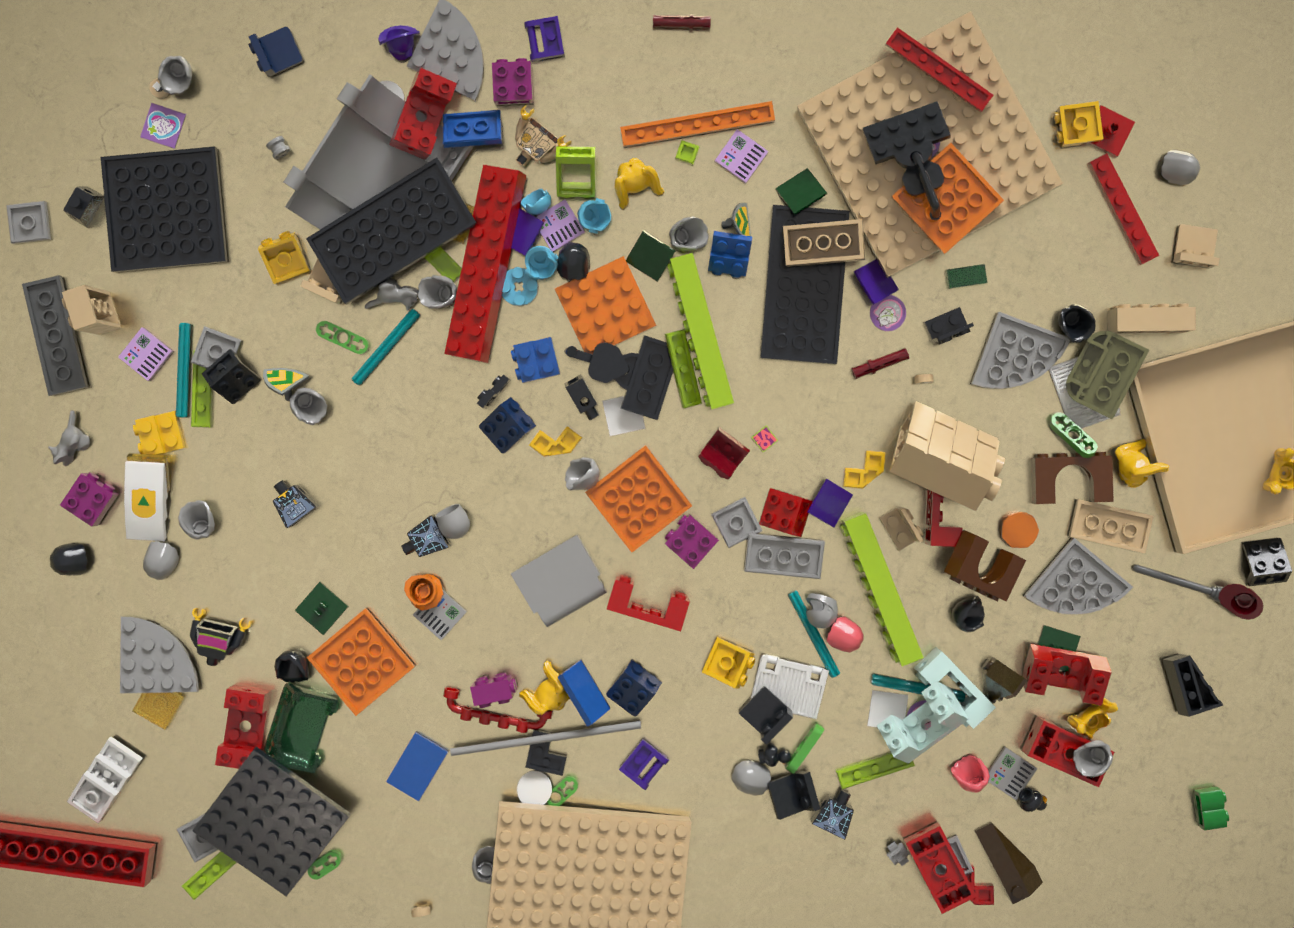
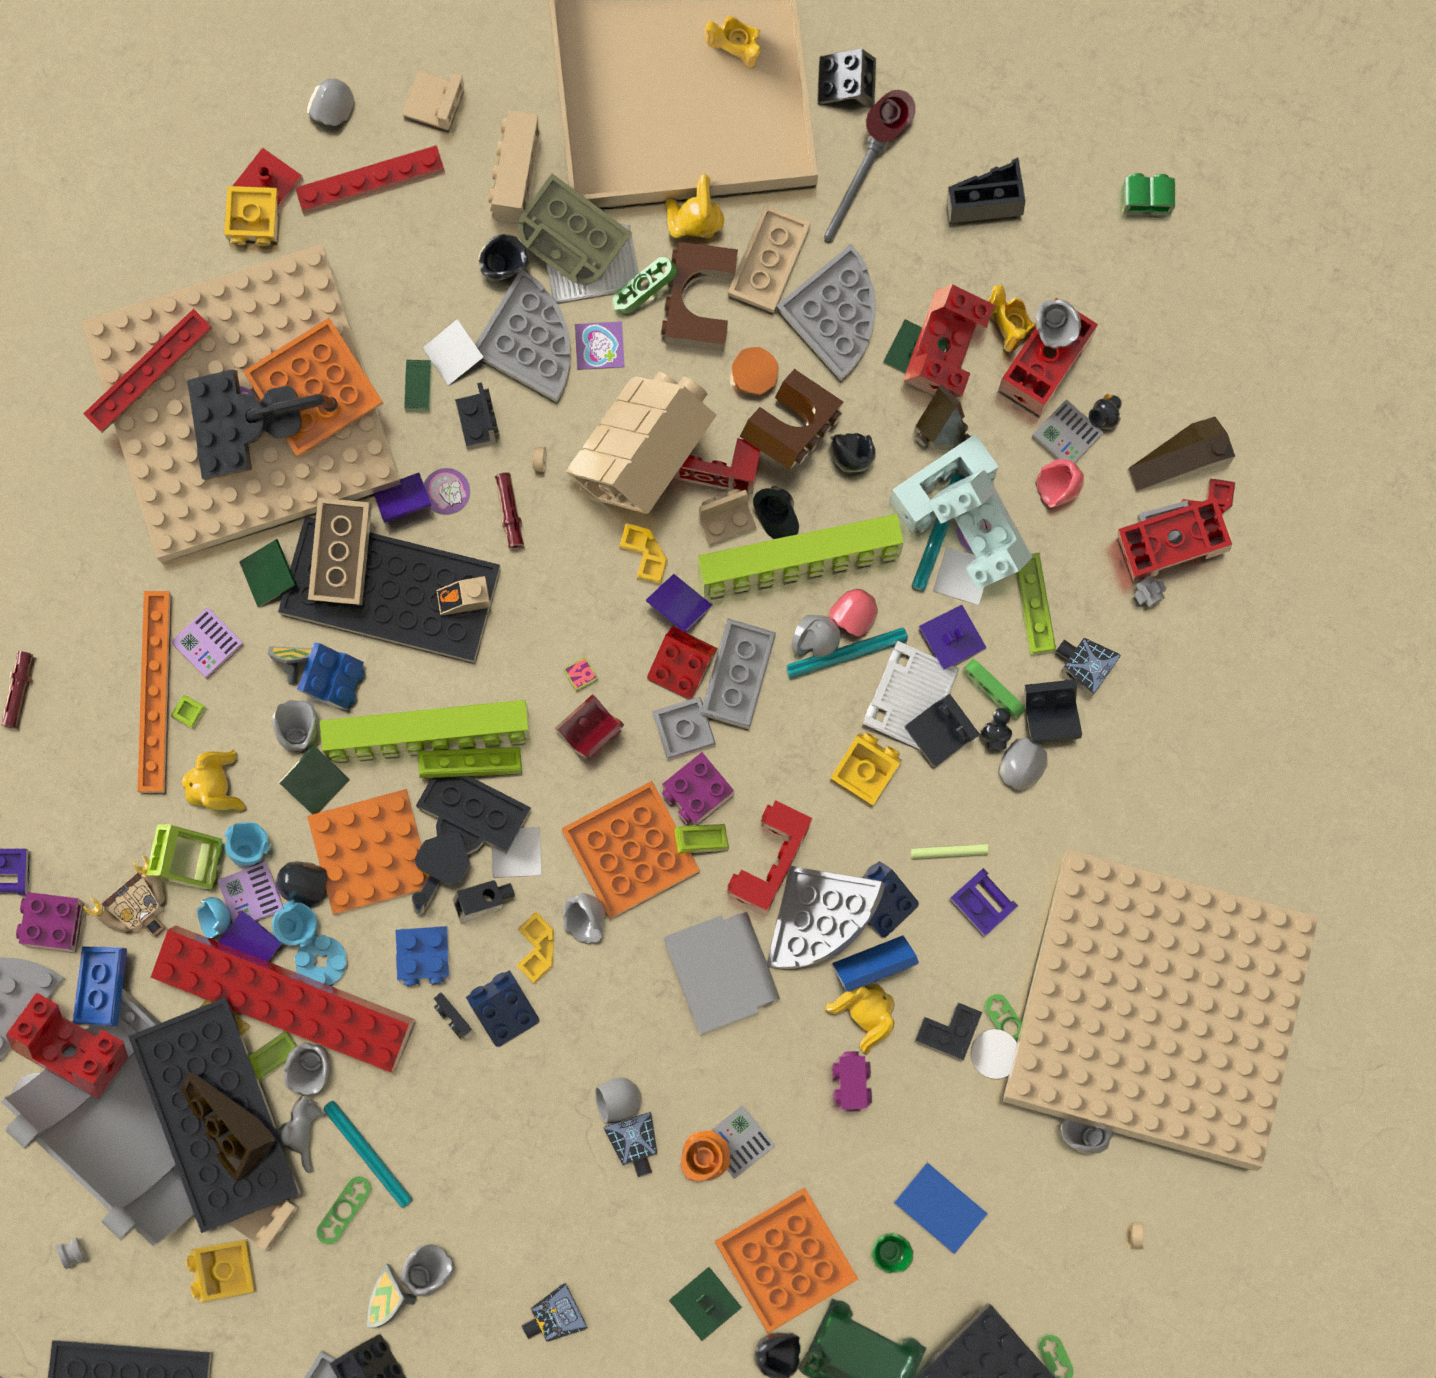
camera: 70 degrees left, 10 degrees down
(378, 251) = (236, 1132): none -> dark brown wedge
(378, 738) = (892, 1253): none -> green hair
(487, 716) = (888, 1103): red bar -> none
(545, 738) = (928, 1026): light grey piece -> none
(611, 648) = (820, 916): none -> plate
(655, 549) = (701, 838): none -> lime tile
(677, 733) = (951, 851): none -> yellowish green bar
(806, 341) = (464, 596): none -> tan slope
(839, 710) = (952, 637): none -> dark purple piece
(911, 565) = (776, 512): none -> black piece
(996, 298) = (452, 352): none -> white sticker
(1021, 408) = (599, 345): none -> sticker

